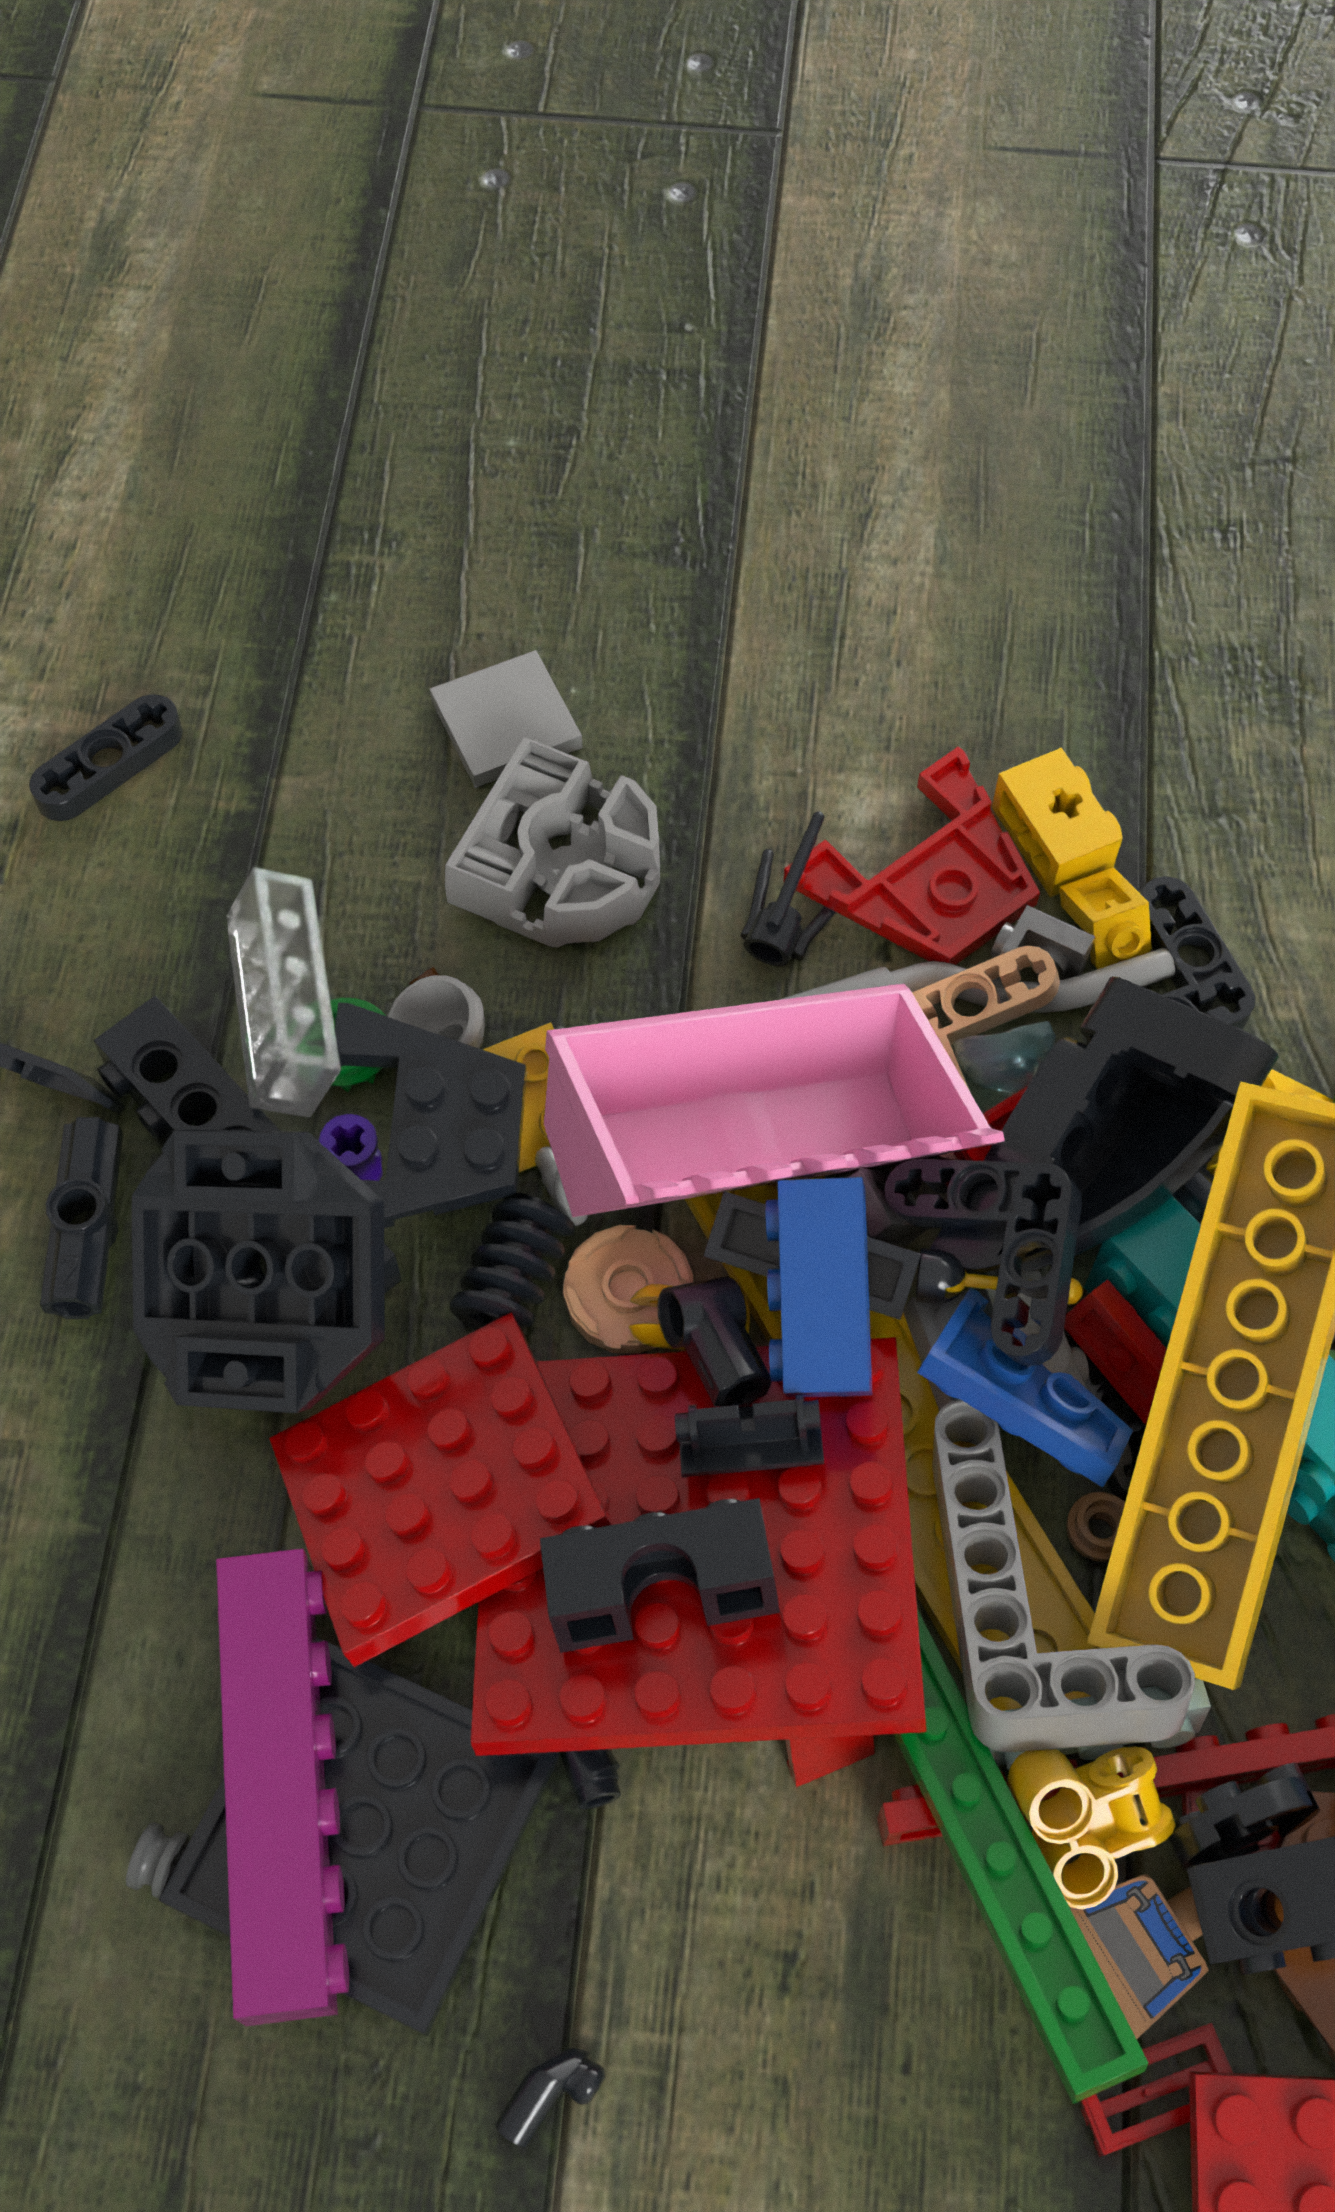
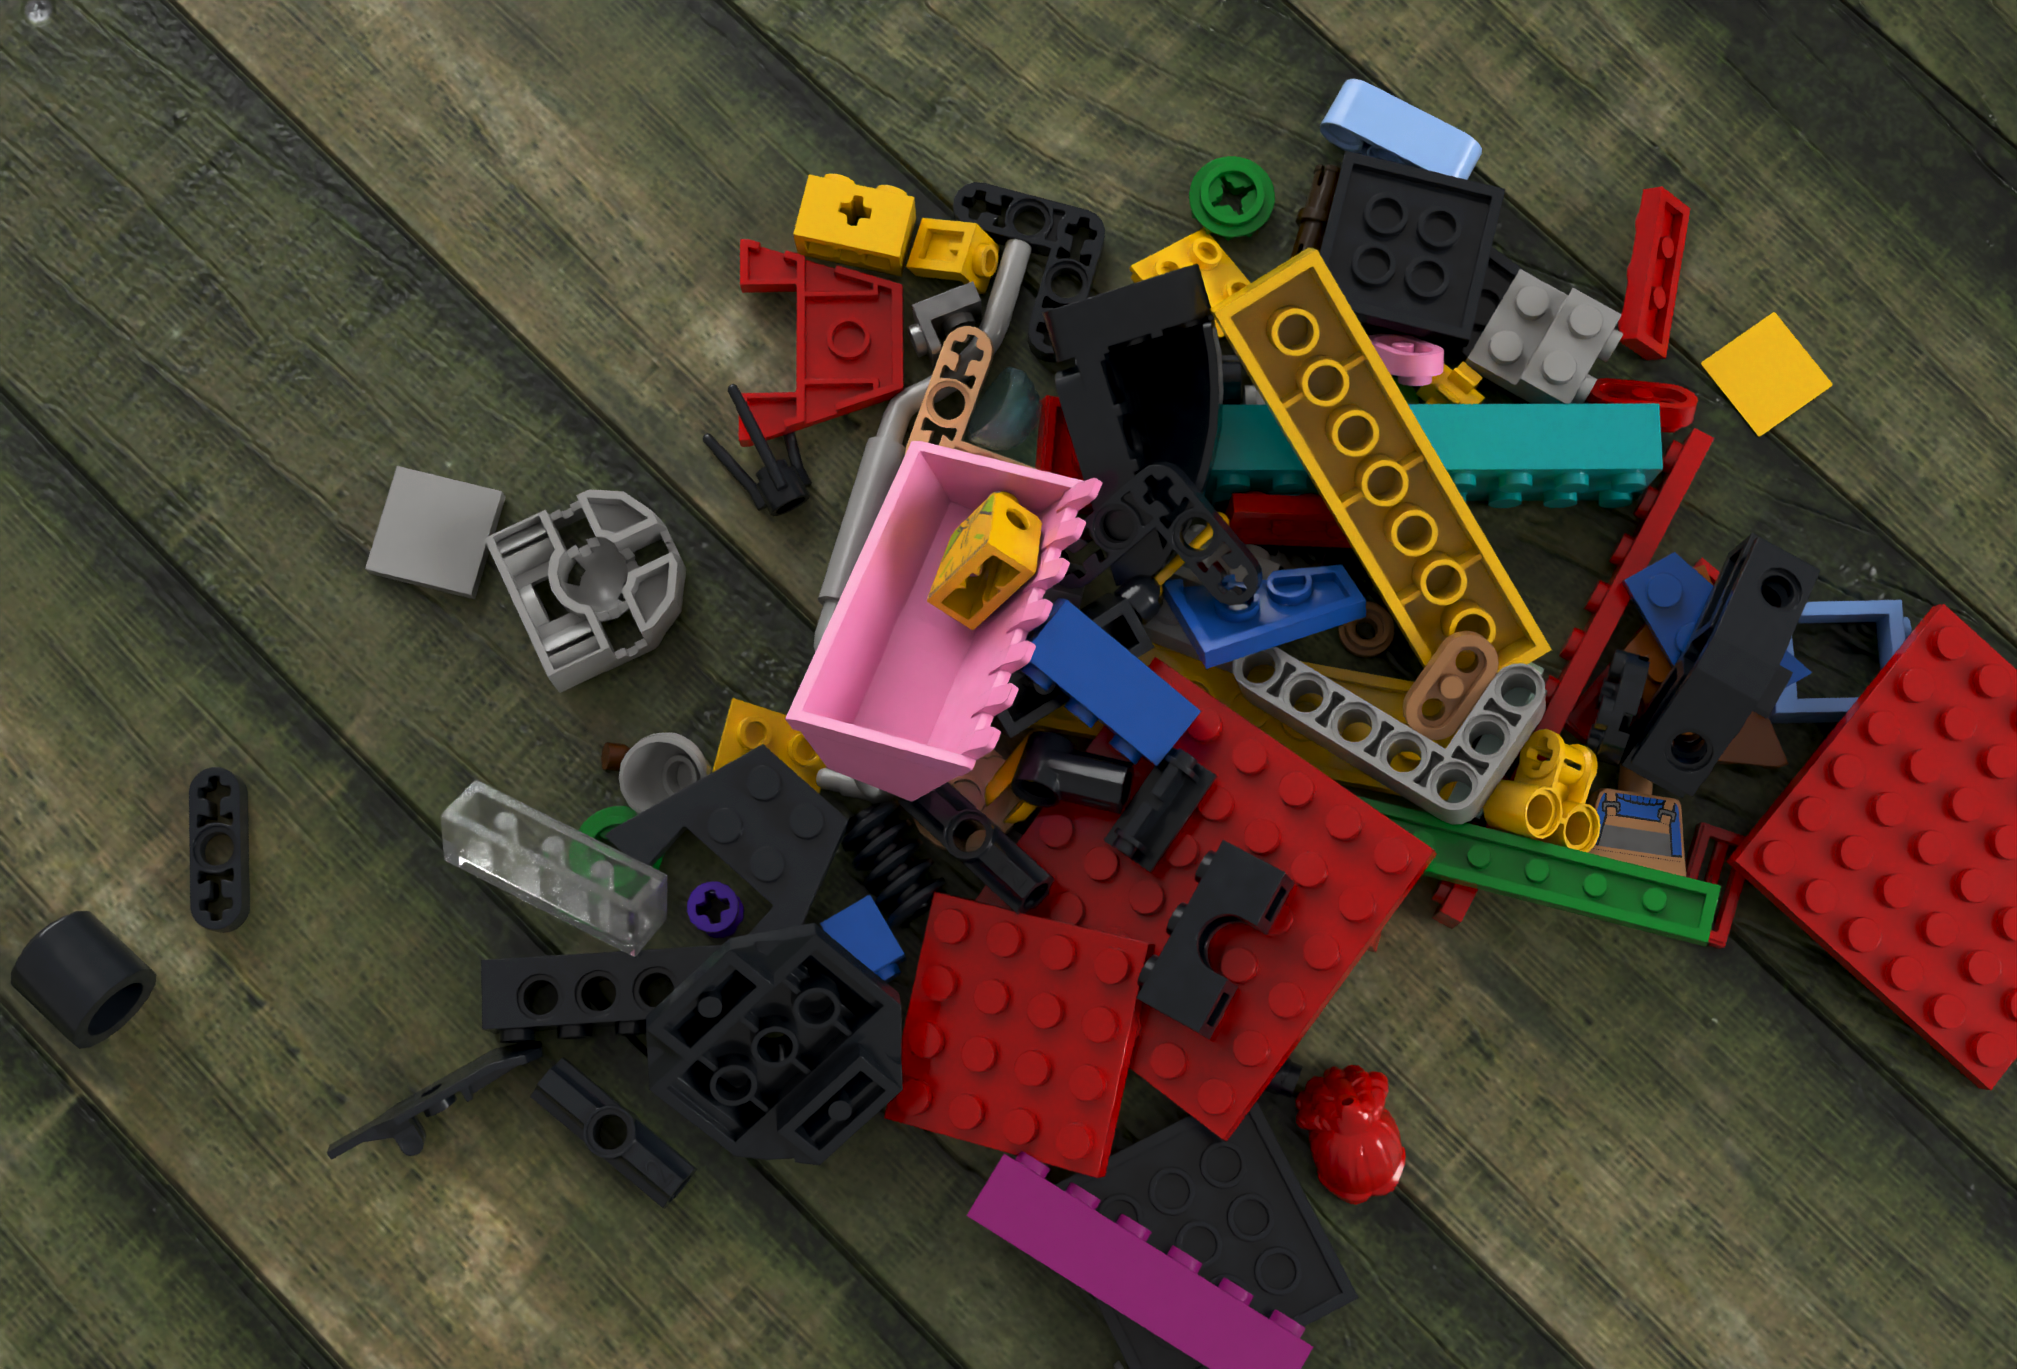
camera: 50 degrees left, 15 degrees up
(419, 1297) = (867, 937): none -> blue brick
(542, 2086) = (1441, 1248): black arm -> none
(586, 1312) = (997, 862): none -> black piece
(590, 1899) = (1352, 1133): none -> red hair
(878, 1107) = (999, 547): none -> yellow torso
(1106, 1611) = (1454, 686): none -> medium nougat plate

